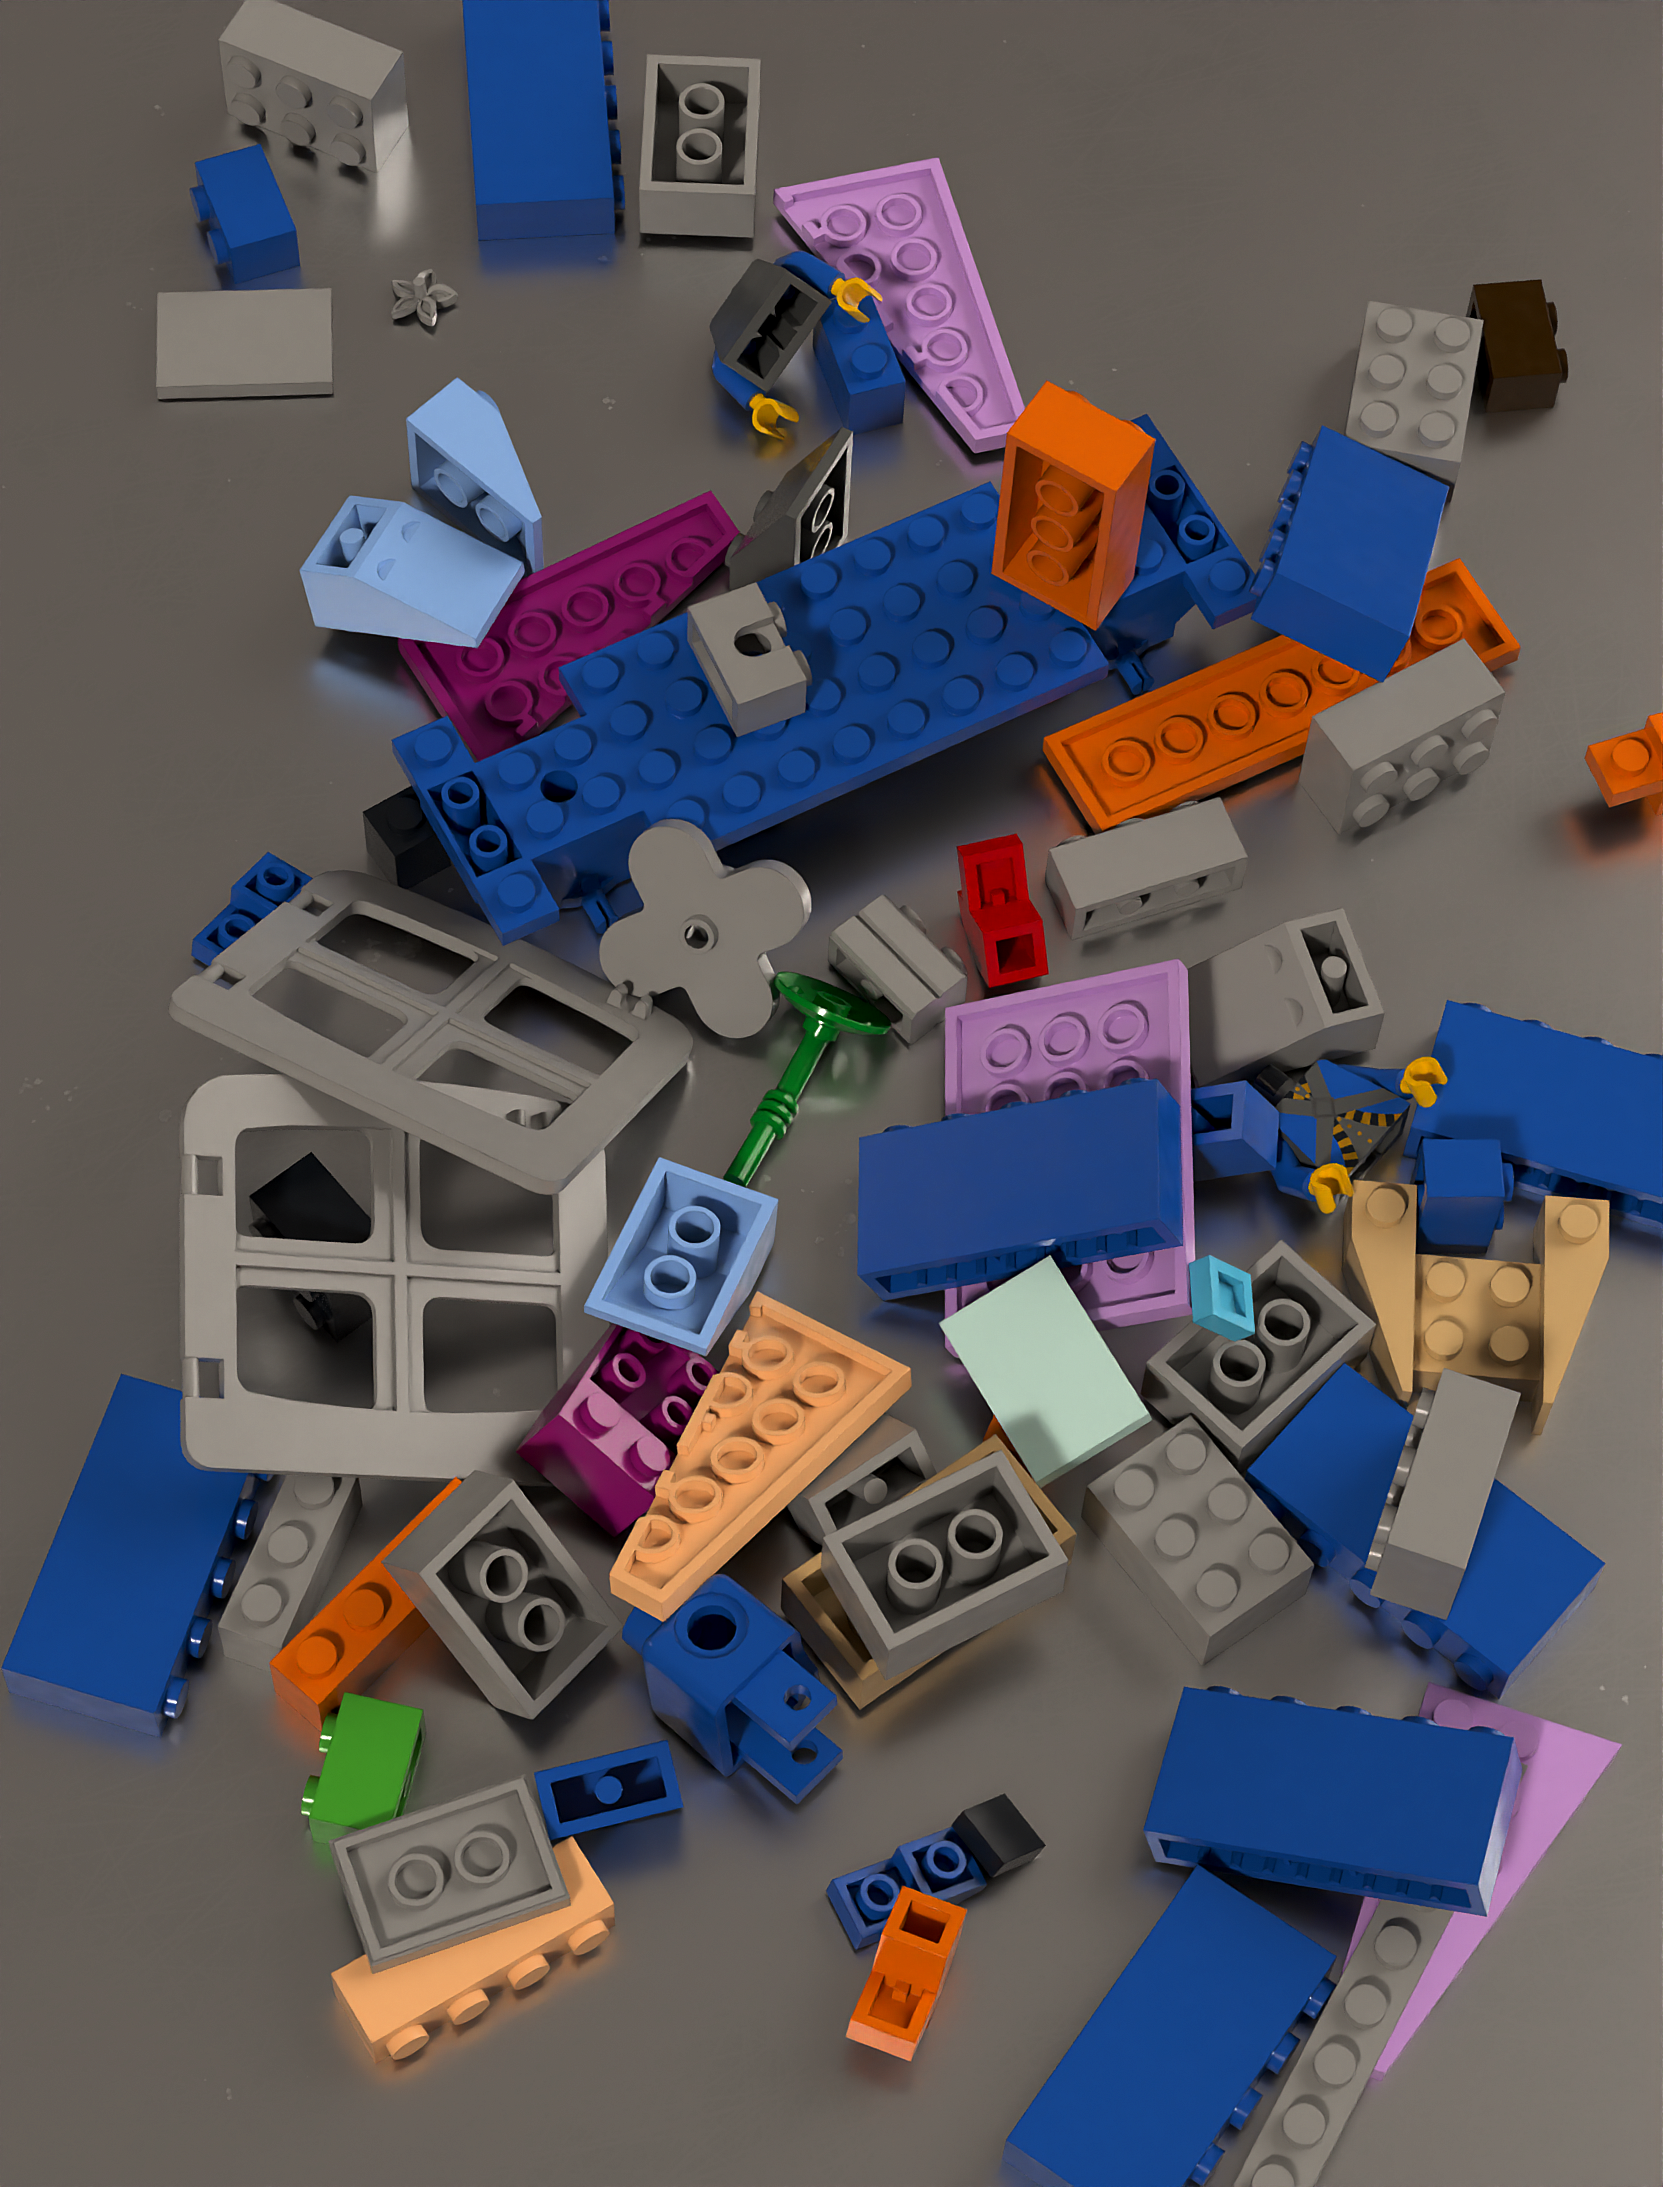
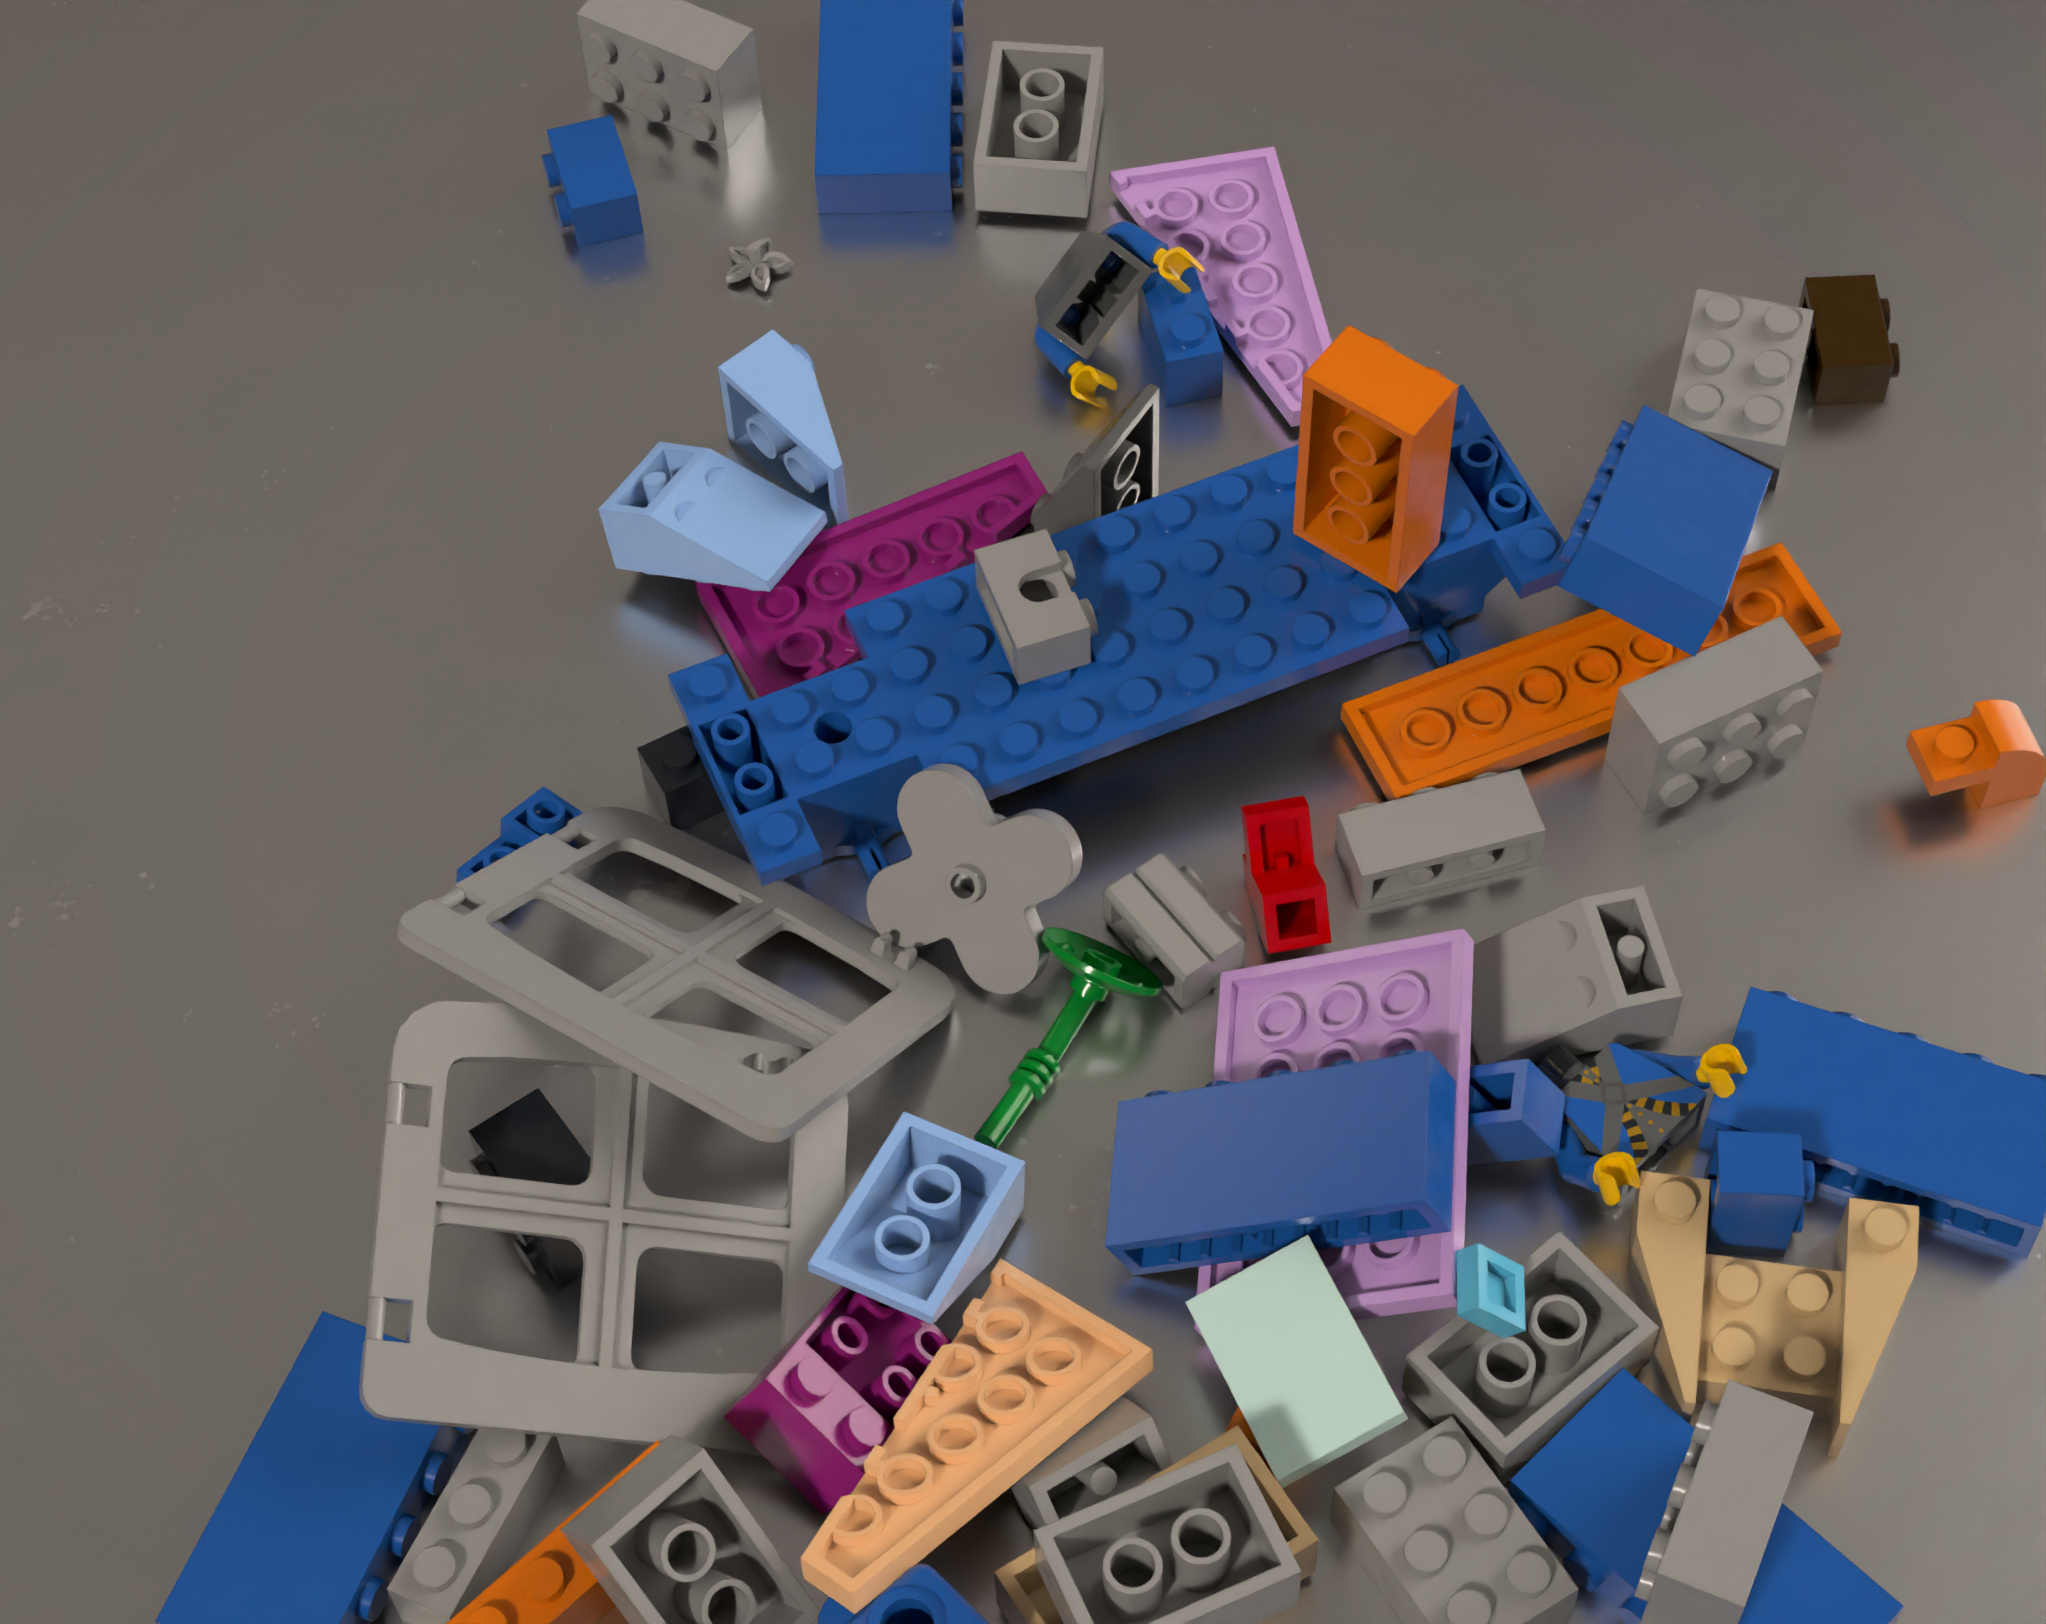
camera: 10 degrees right, 5 degrees down
(244, 343) = (579, 301): light grey tile -> none

